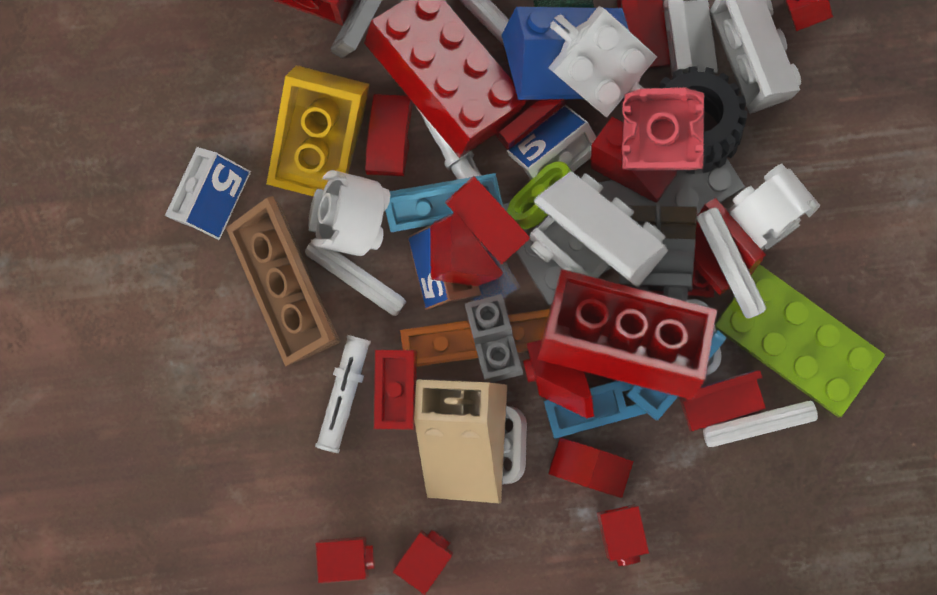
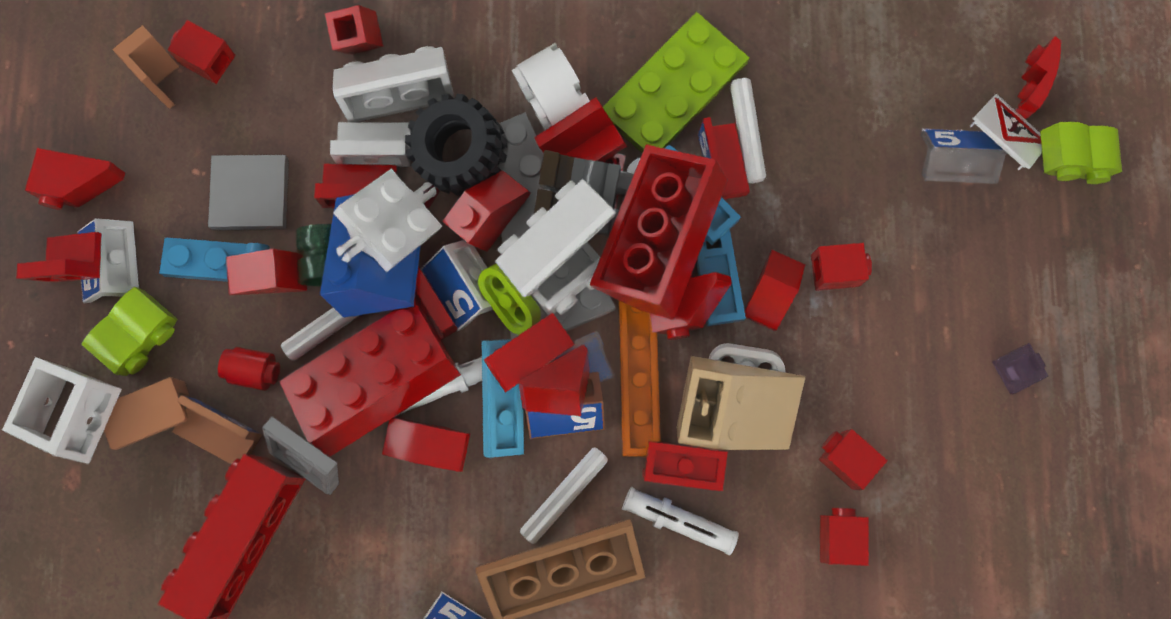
camera: 90 degrees left, 5 degrees down
(315, 129) = (412, 517): yellow slope -> none
(348, 213) = (502, 492): white brick -> none
(493, 339) = (643, 364): light grey slope -> none
(663, 129) = (465, 170): coral slope -> none
(731, 263) = (599, 129): white axle -> none

